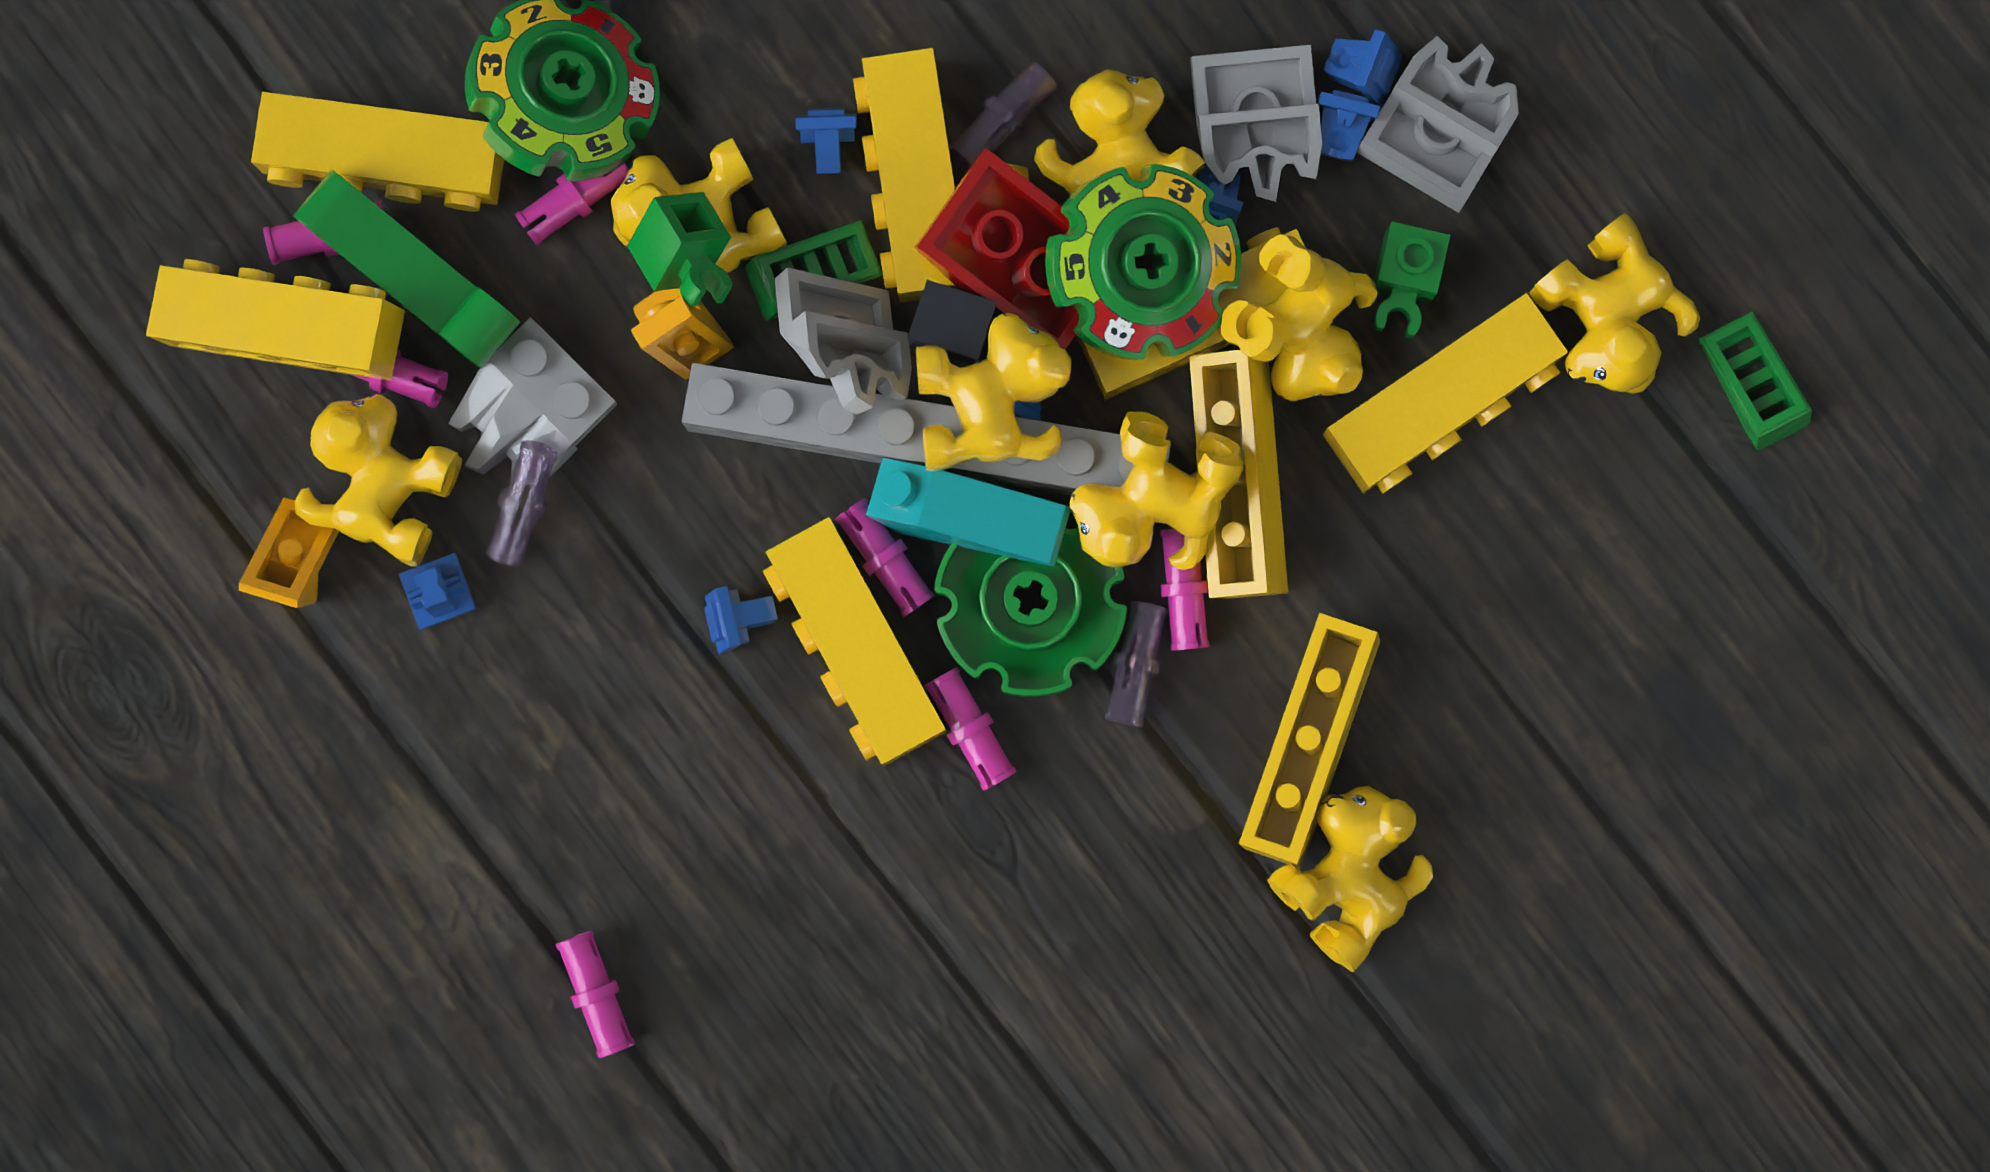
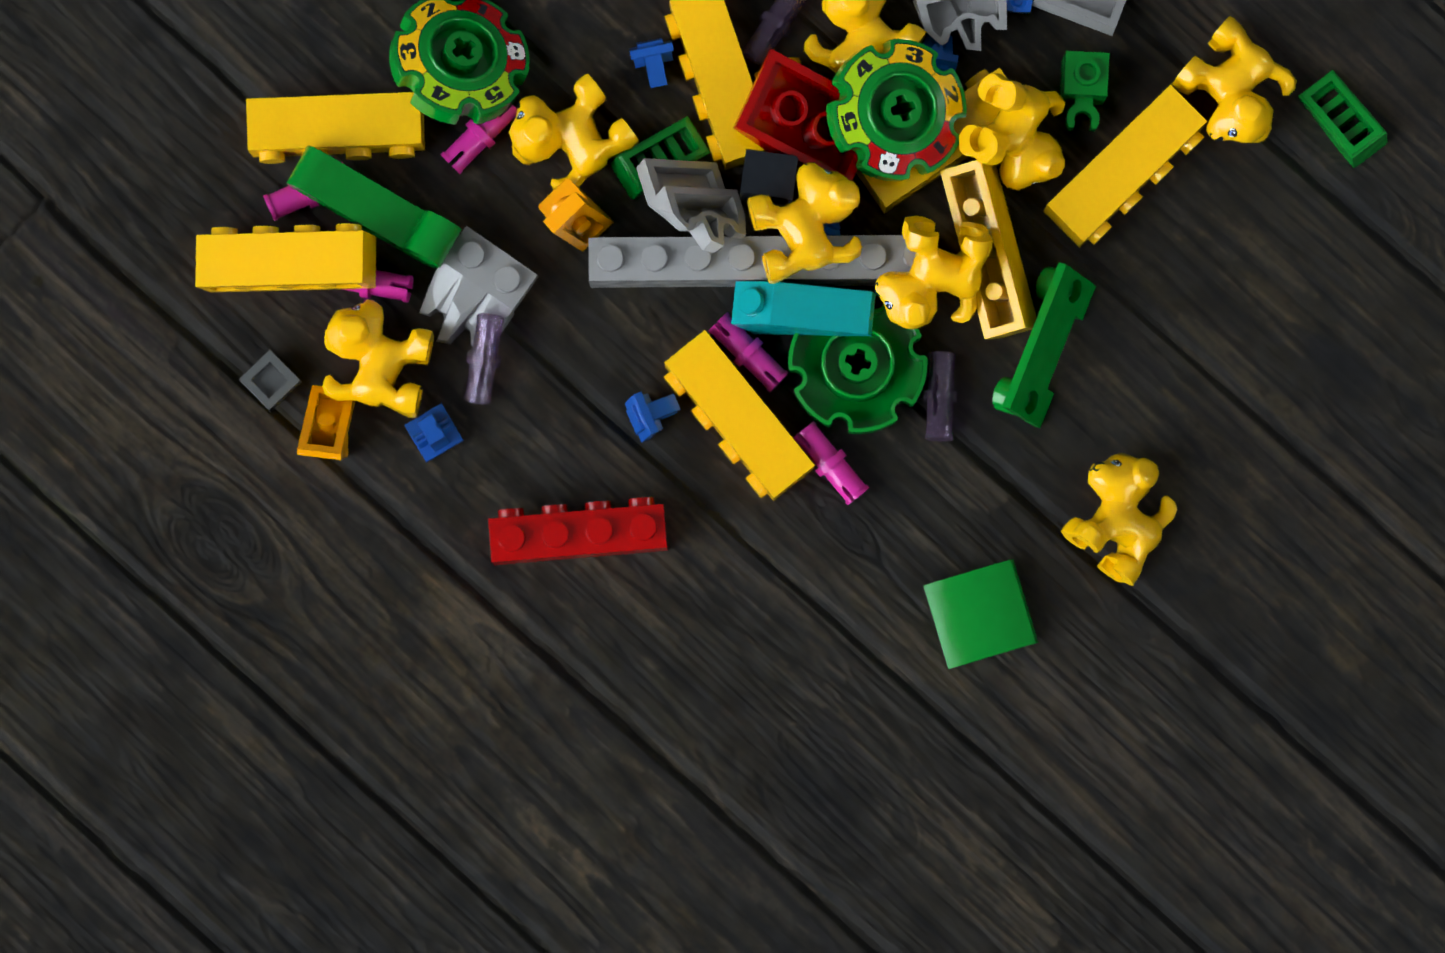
camera: 10 degrees left, 0 degrees up
(227, 481) = (270, 380): none -> dark grey plate
(595, 994) = (598, 697): dark pink pin -> none
(606, 765) = (577, 534): none -> red brick
(681, 245) = (566, 156): green brick -> none
(1138, 972) = (980, 613): none -> green slope
(1185, 598) = (966, 342): dark pink pin -> none
(1310, 740) = (1073, 427): yellow brick -> none
(1329, 561) = (1064, 299): none -> green brick

